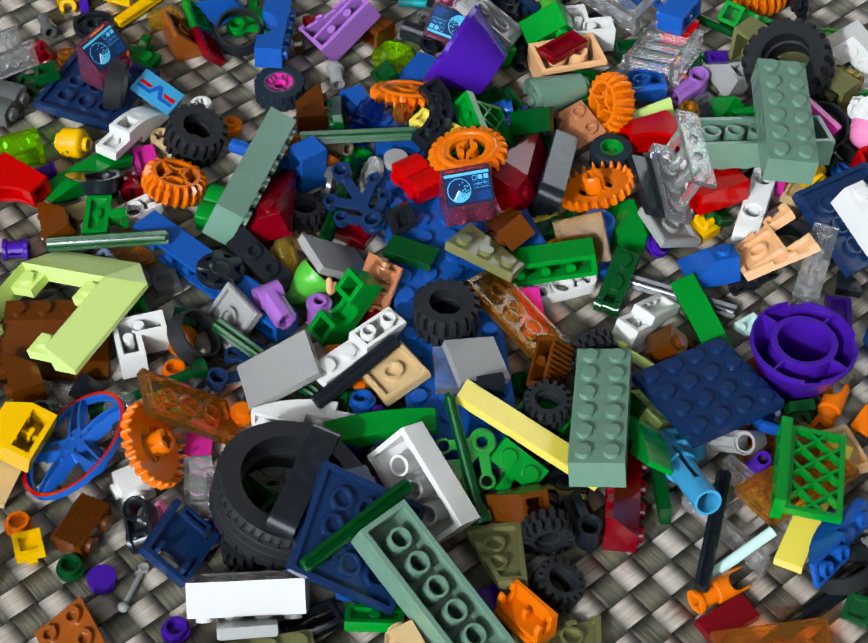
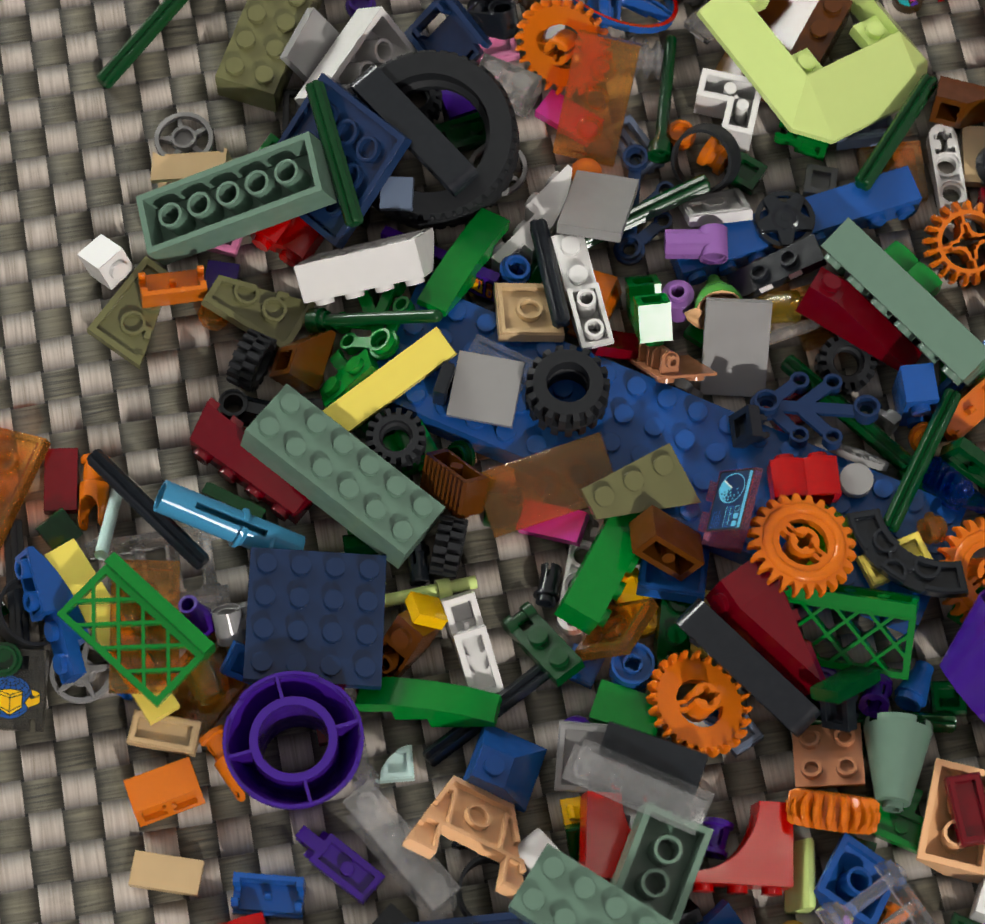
camera: 120 degrees right, 20 degrees up
(16, 249) = (947, 54): dark purple bush -> none
(84, 385) = (697, 42): black tile -> none
(100, 214) = (944, 143): green plate -> none
(411, 252) = (691, 416): dark green tile -> none
(566, 576) = (173, 332): black tyre -> none
(573, 300) = (547, 591): none -> black pin
(610, 148) = (758, 763): black wheel -> none
(649, 339) = (426, 610): none -> yellow tile
(649, 445) = (281, 504): green slope -> none
(766, 596) = (58, 529): none -> dark green tile

